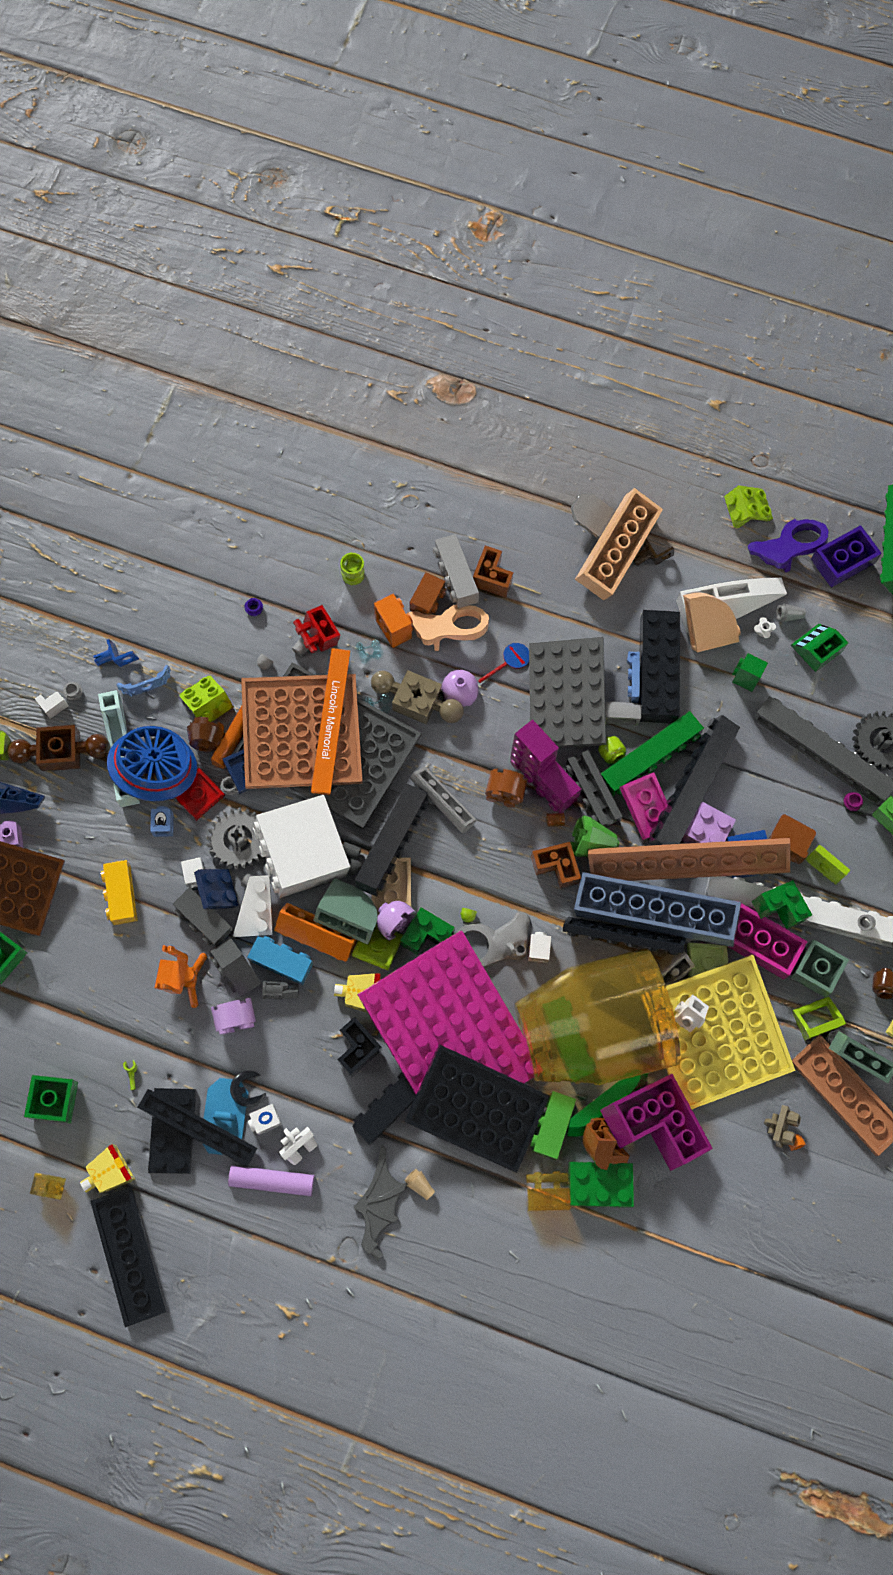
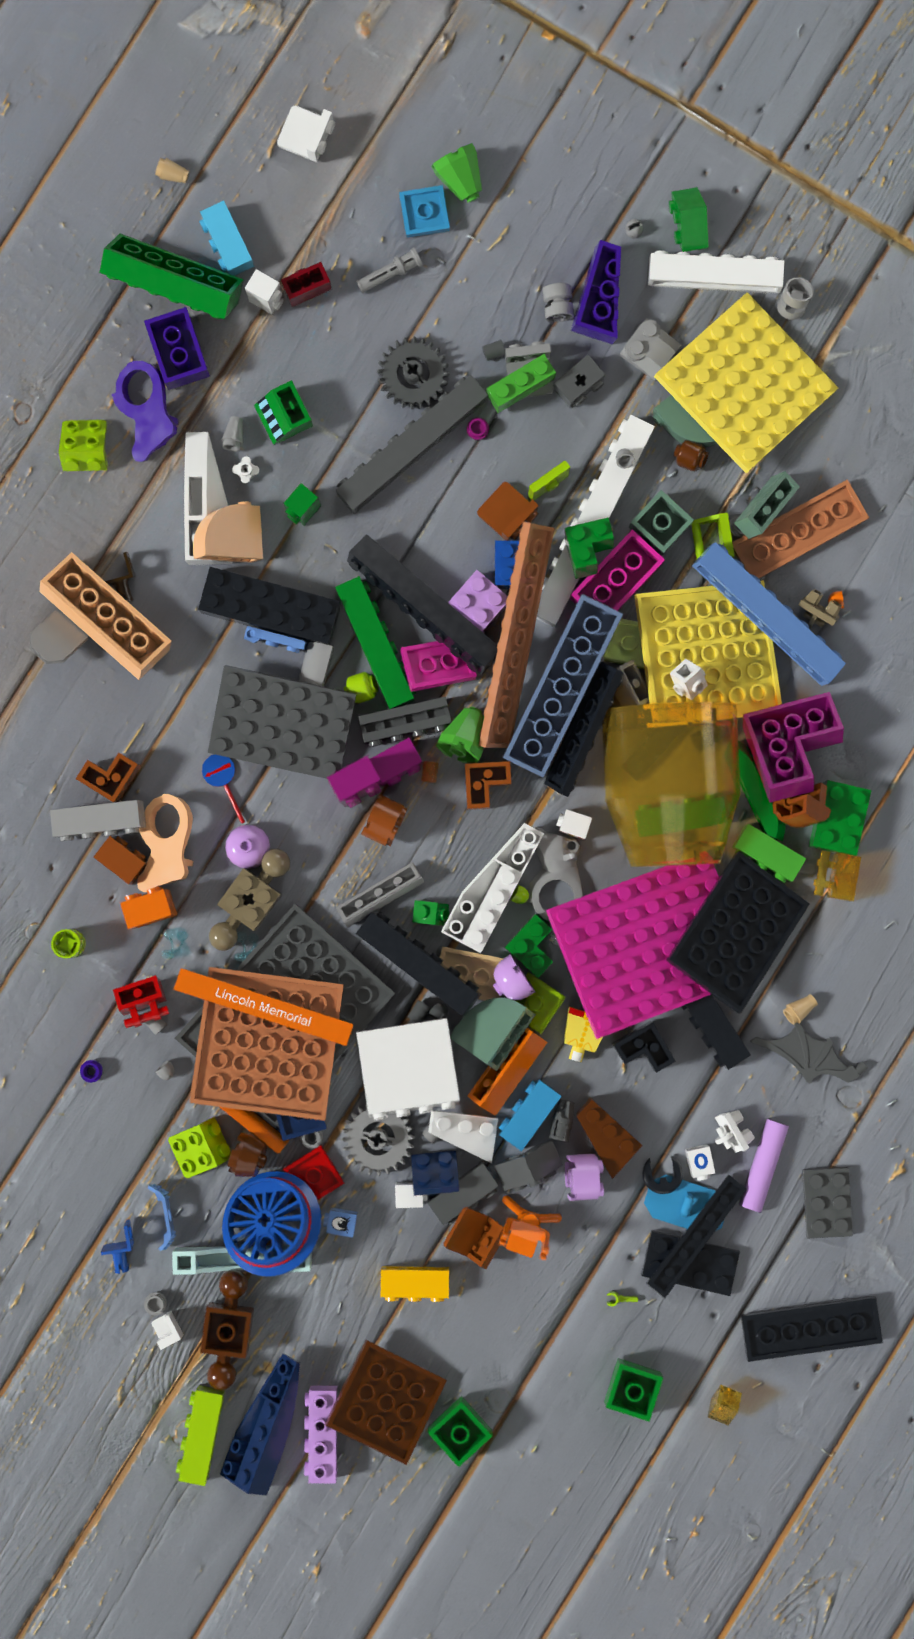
camera: 75 degrees left, 15 degrees up
(107, 1171) = (721, 1338): light yellow torso -> none
(166, 929) = (475, 1236): none -> dark orange bracket
(247, 1248) = (827, 1202): none -> dark grey plate
(272, 1031) = (608, 1137): none -> reddish brown wedge
(436, 844) = (430, 913): none -> green bracket
(466, 888) = (490, 891): none -> white wedge
(767, 1079) = (769, 614): none -> medium blue brick

